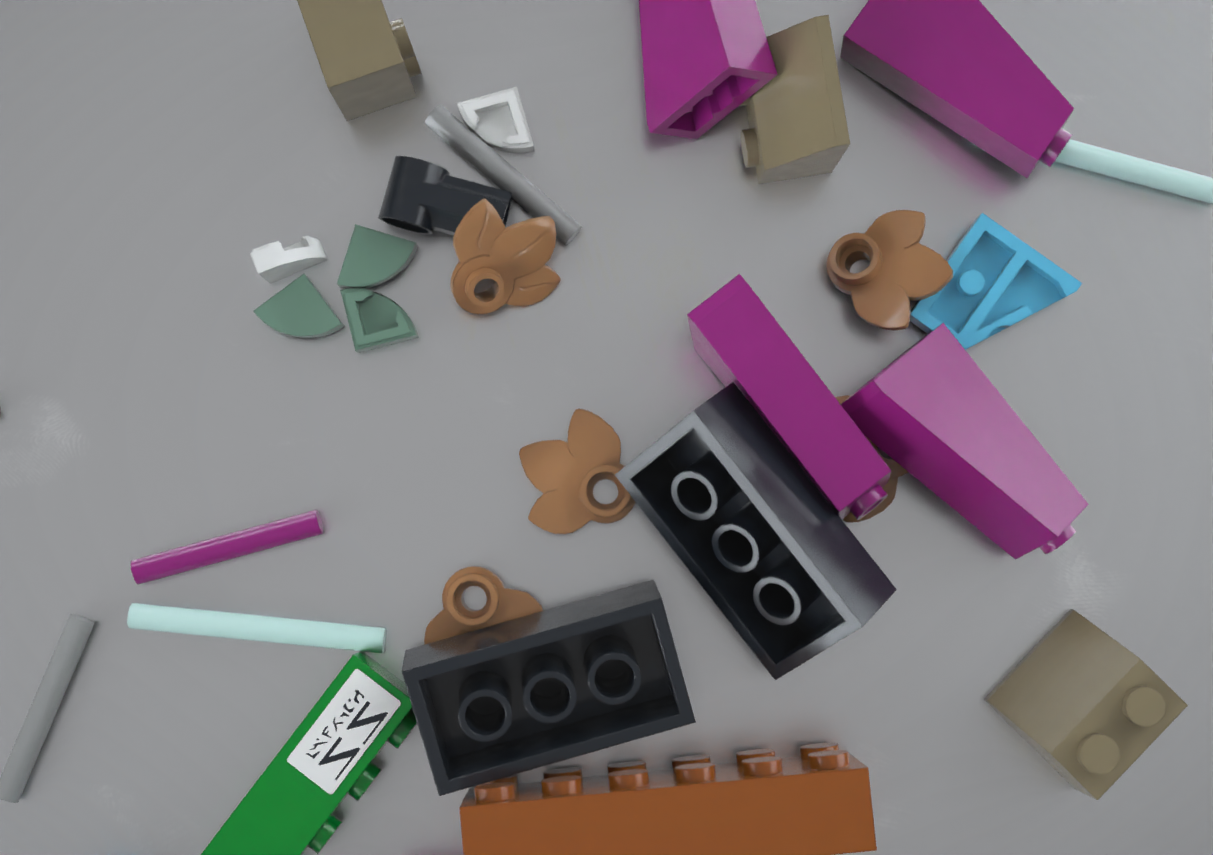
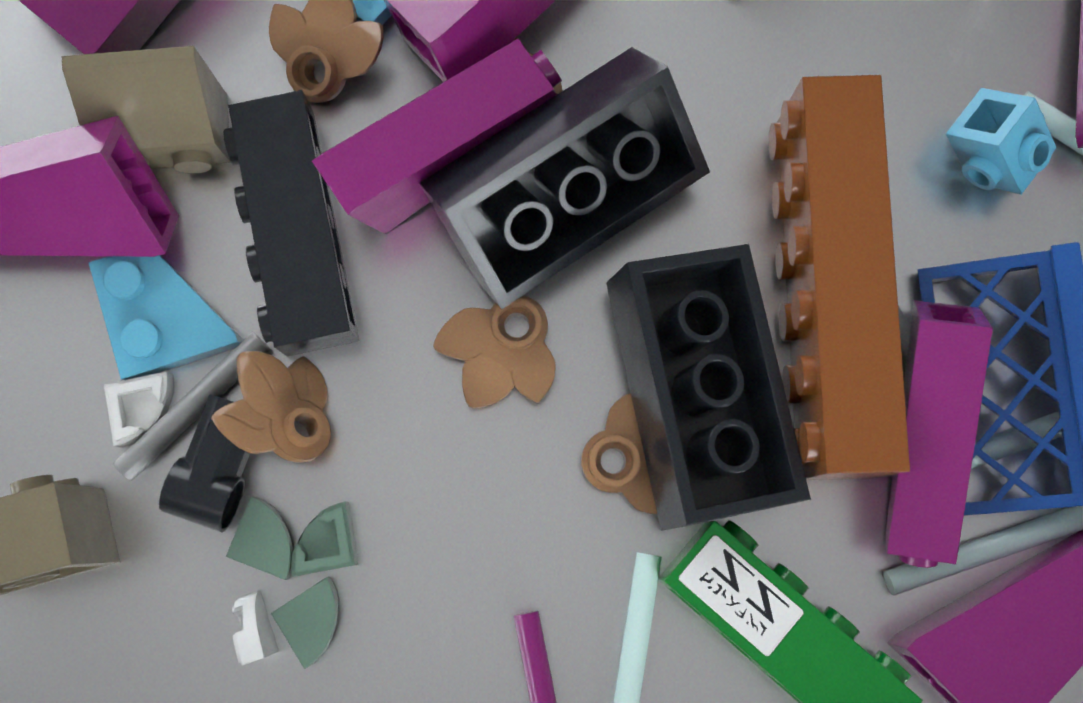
camera: 80 degrees left, 5 degrees down
(589, 129) = (156, 316): none -> medium azure wing
(692, 254) = (291, 225): none -> black brick

